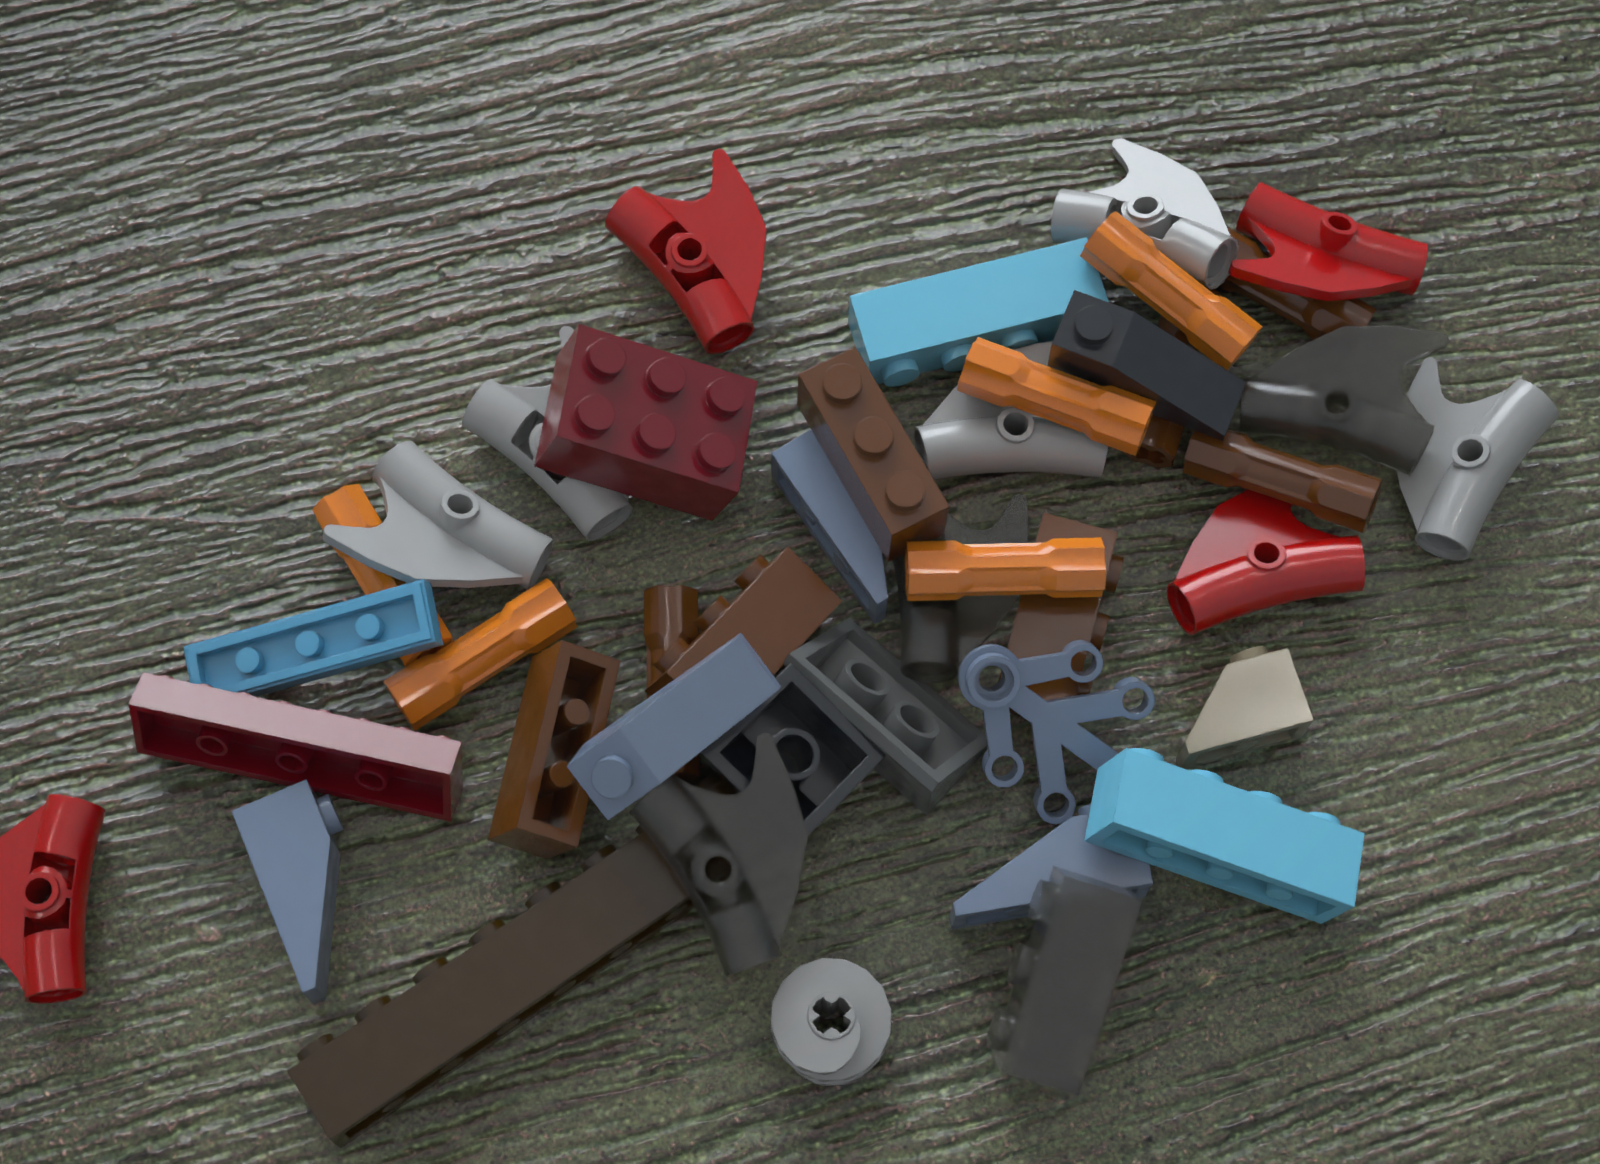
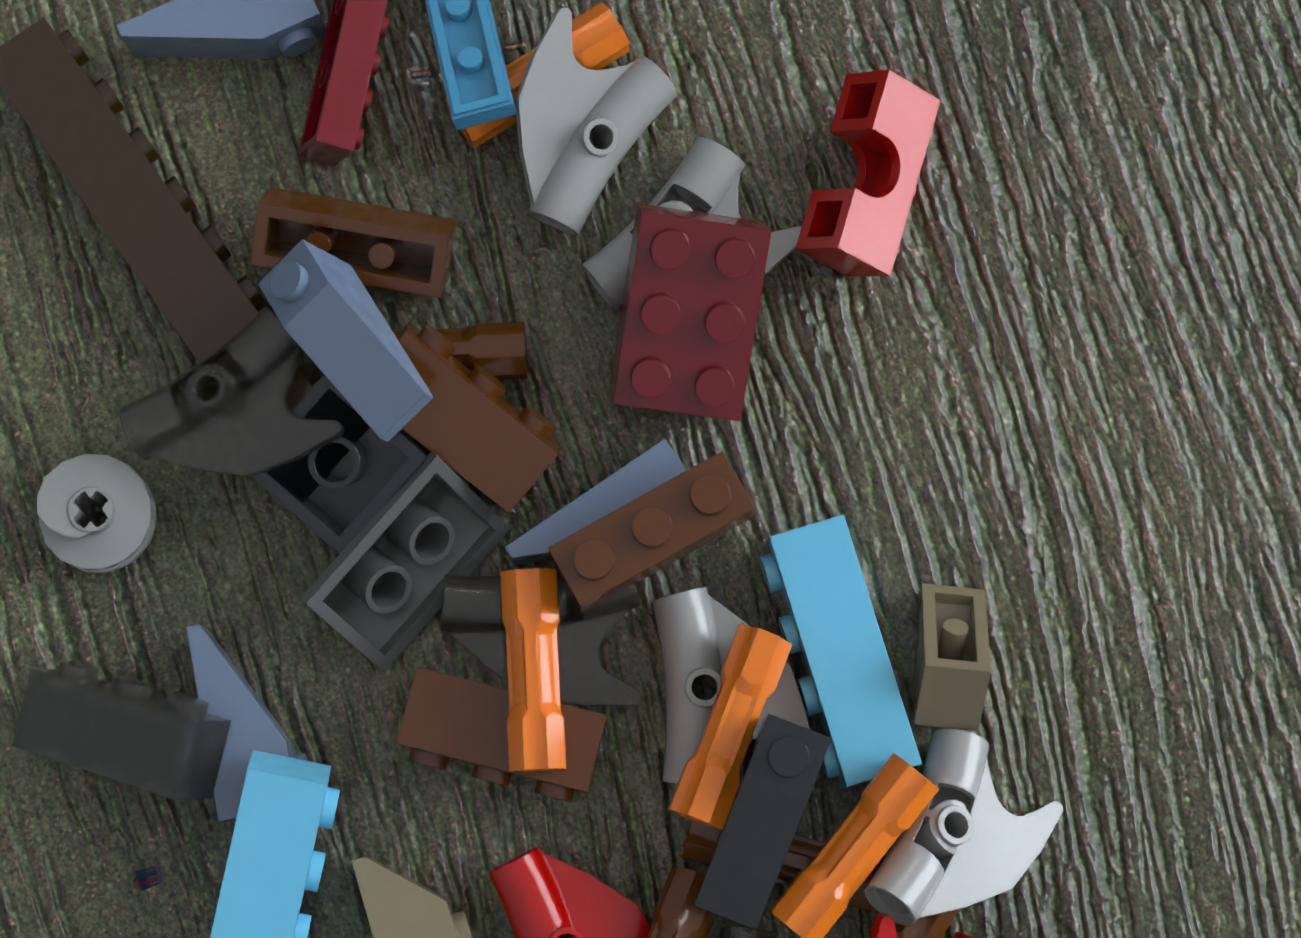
camera: 85 degrees right, 10 degrees up
(370, 700) = (419, 75): none -> clear piece
(471, 249) = (889, 132): none -> red arch
(521, 628) = (486, 206): orange axle -> none
(701, 252) = (922, 385): red pin -> none
(982, 217) = (951, 657): none -> dark tan slope
(1052, 721) = (384, 727): sand blue plant -> none
(1202, 976) = (147, 878): none -> dark blue piece

